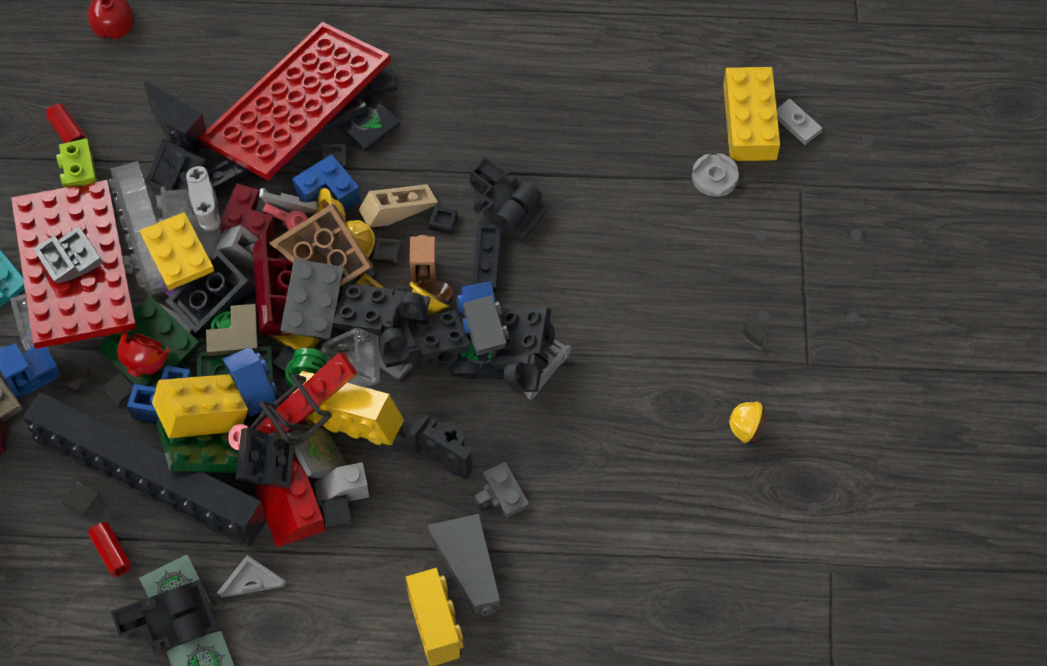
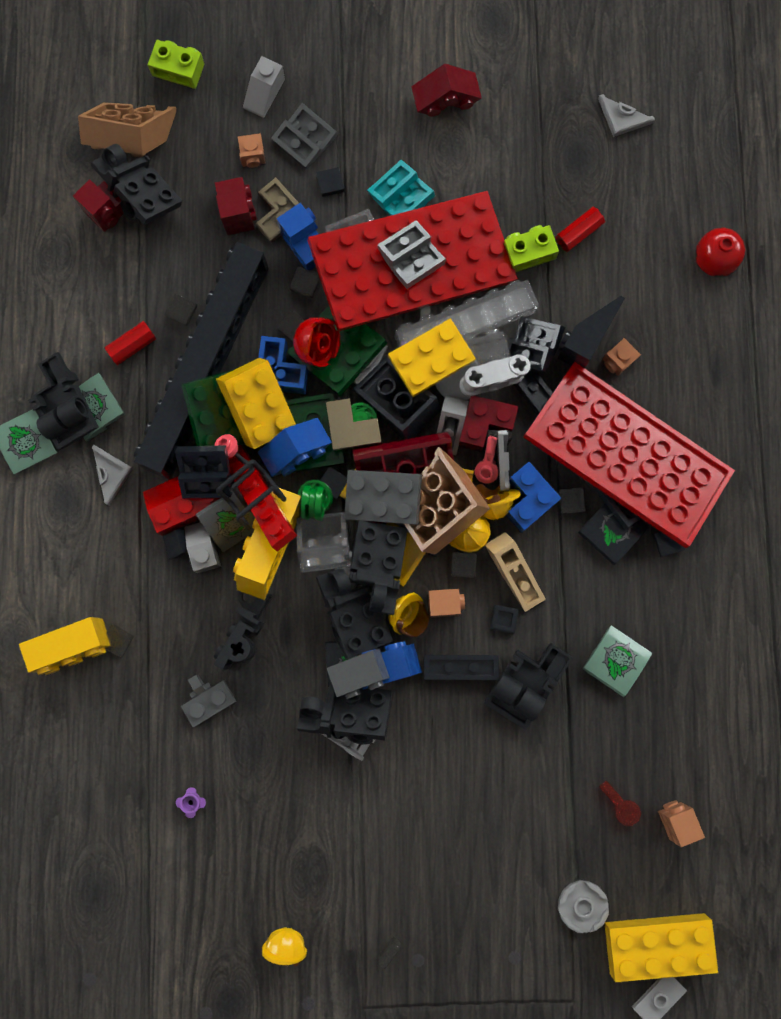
camera: 90 degrees right, 20 degrees up
(201, 102) = (620, 357): none -> nougat bracket
(466, 557) = (133, 671): dark grey slope -> none
(491, 129) = (617, 661): none -> sand green slope
(605, 503) = (183, 802): none -> medium lavender plate
(629, 134) = (626, 811): none -> clear red plate
(641, 85) = (680, 823): none -> nougat brick

